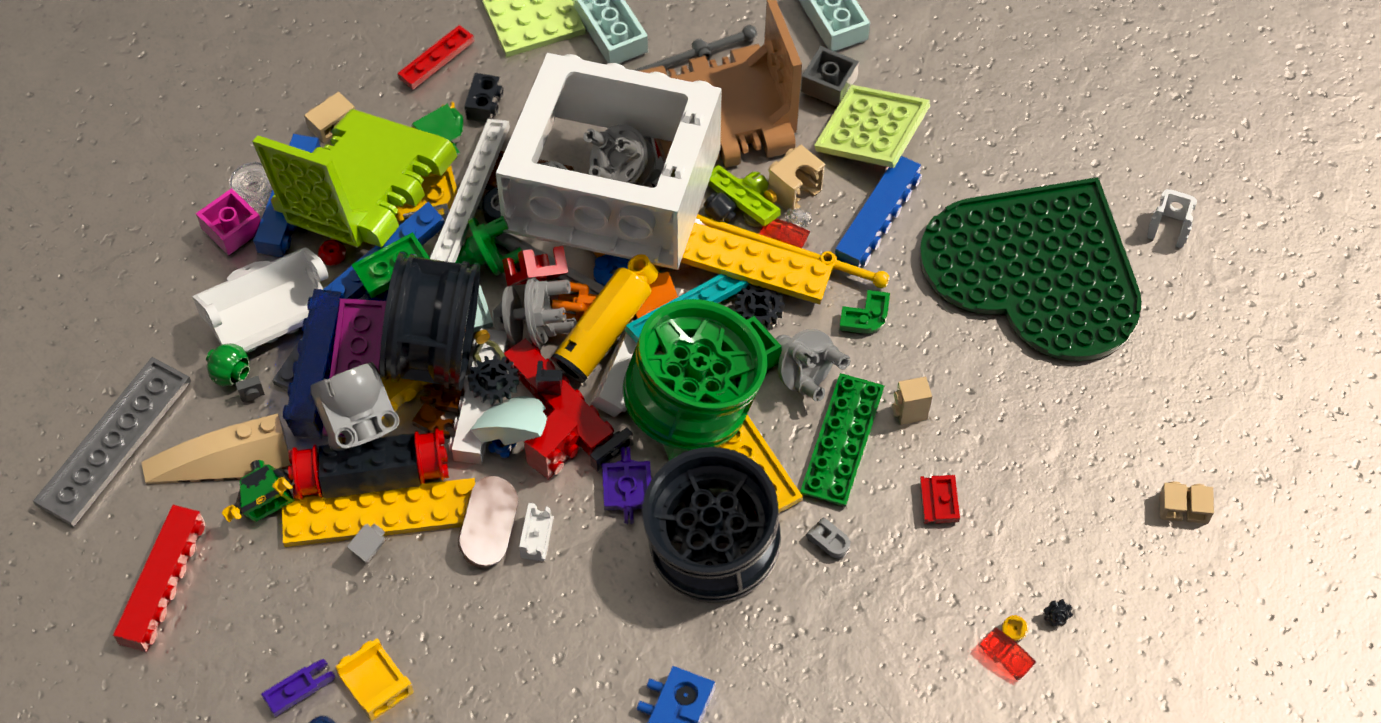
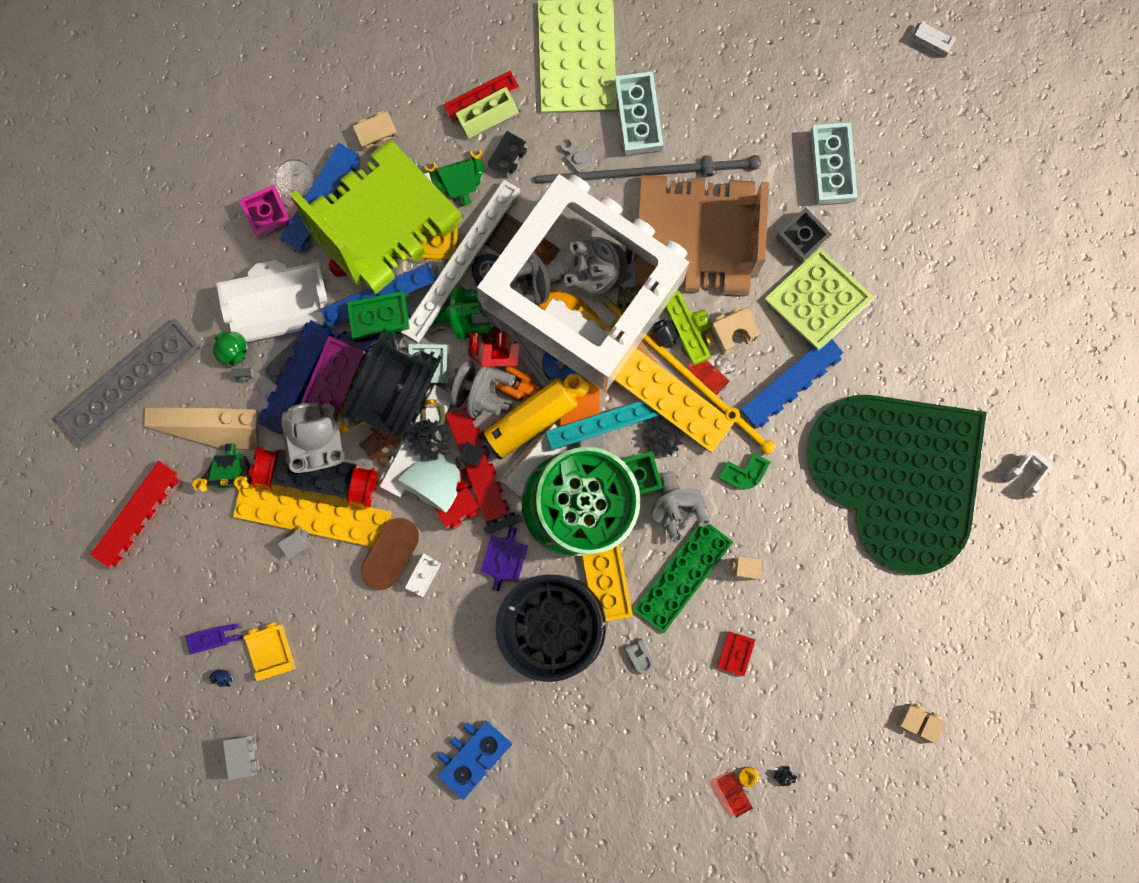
camera: 20 degrees right, 25 degrees up
(447, 65) = (487, 112): none -> yellowish green brick

